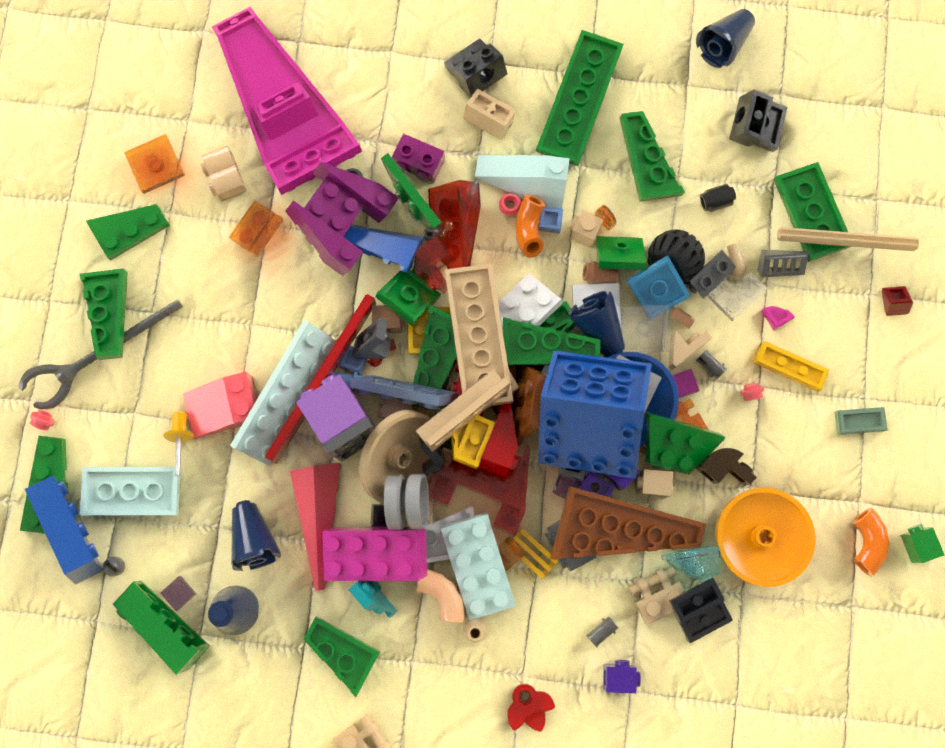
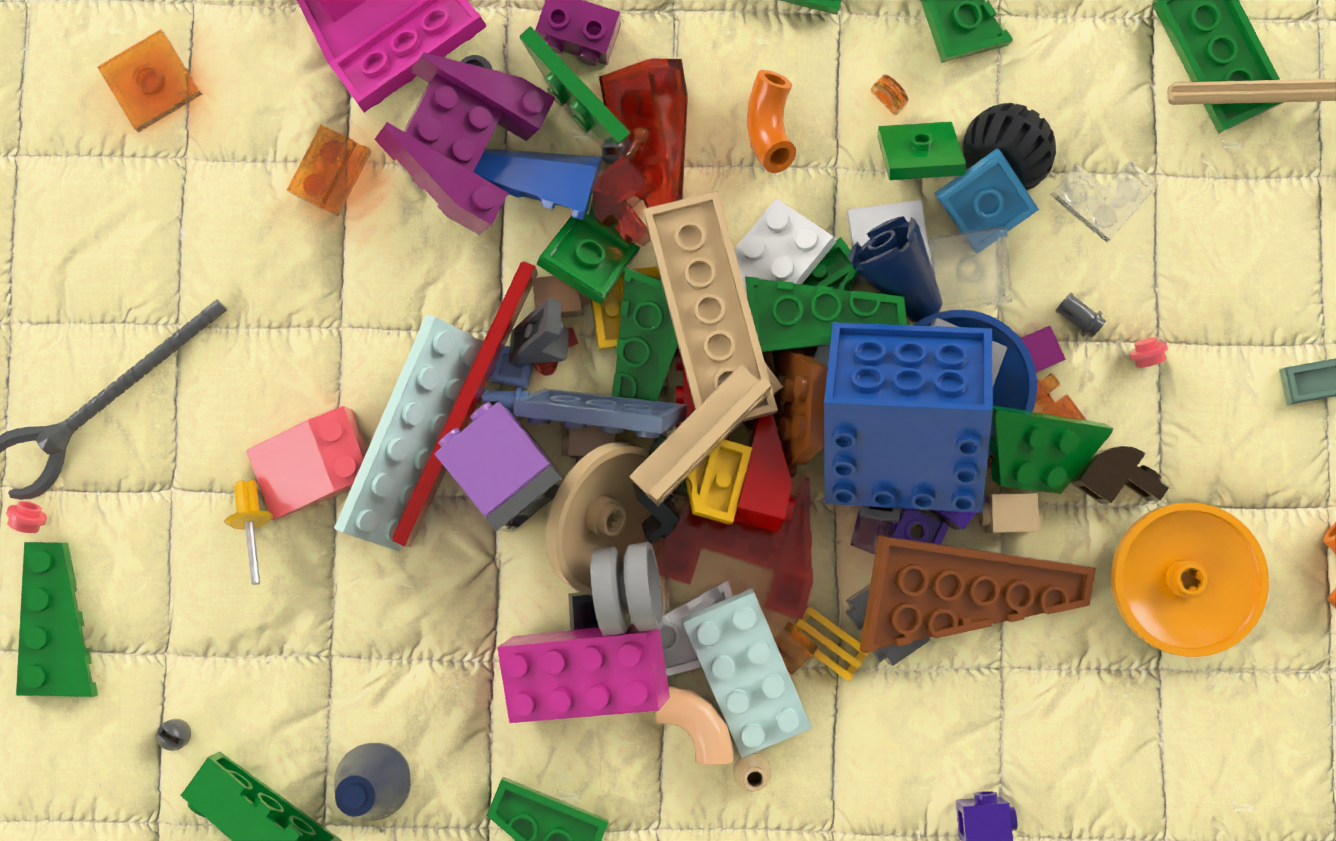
camera: 10 degrees left, 5 degrees up
(63, 530) = (86, 688): blue wedge -> none
(106, 305) = (104, 322): green wing -> none
(127, 229) = (119, 193): green wing -> none
(129, 491) = (182, 615): light aqua plate -> none
(178, 593) = (281, 765): tile -> none
(223, 172) = (264, 85): tan brick -> none
(251, 538) = (385, 668): dark blue cone -> none
(315, 498) = (479, 596): coral wedge -> none
(371, 597) = (587, 741): teal wing -> none
(509, 198) = (734, 78): coral plate -> none
(526, 174) = (756, 38): light aqua wedge -> none
(550, 220) = (803, 107): medium blue tile -> none
(585, 228) = (860, 116): tan brick -> none
(594, 274) = (881, 190): nougat cone -> none
(602, 631) = (950, 751): dark grey pin -> none
(656, 605) = (1038, 696): tan plate -> none
(681, 350) = (1031, 299): tan slope -> none
(682, 317) = (1028, 244): medium nougat tile -> none
(696, 563) = (1086, 630): clear light blue slope -> none
(701, 610) = (1100, 703): black slope -> none
(711, 274) = (1069, 171): dark grey hinge -> none
(717, 198) = (1066, 44): black brick -> none
(738, 260) = (1104, 145): tan cylinder -> none
(775, 271) = (1154, 130): dark grey slope -> none
(777, 316) = (1177, 227): dark pink tile -> none
(791, 366) = (1206, 304): yellow tile -> none

